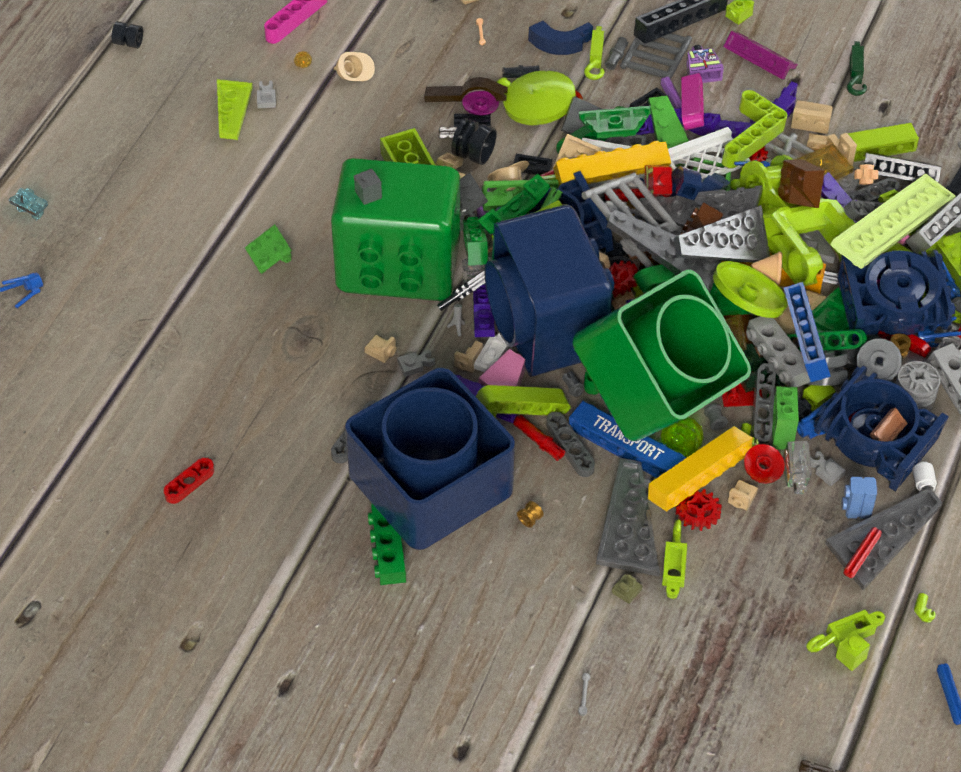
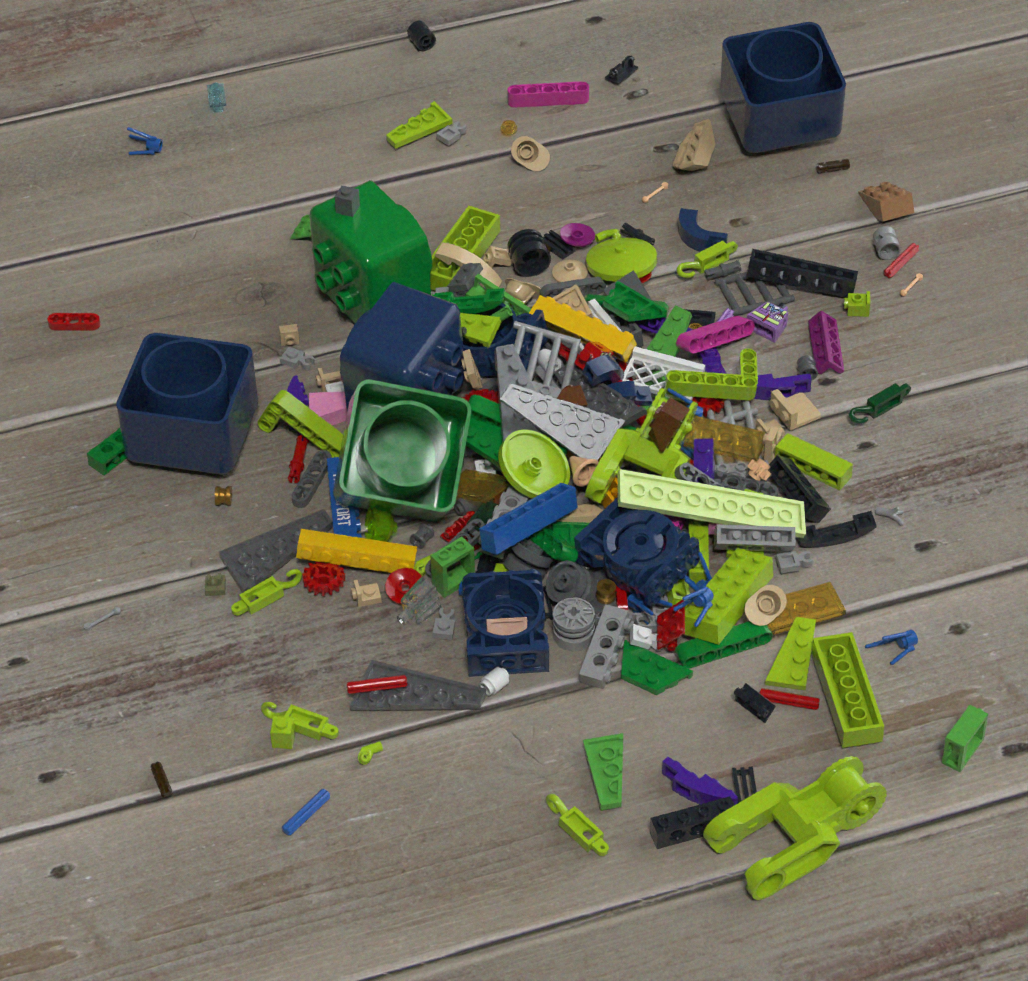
camera: 50 degrees right, 5 degrees down
(456, 93) = (569, 215): dark brown piece -> none
(511, 137) = (569, 270): none -> tan dish
(542, 145) = (591, 286): none -> dark grey beam
(776, 80) = (807, 365): none -> dark grey wheel
(859, 497) = (426, 652): medium blue brick -> none

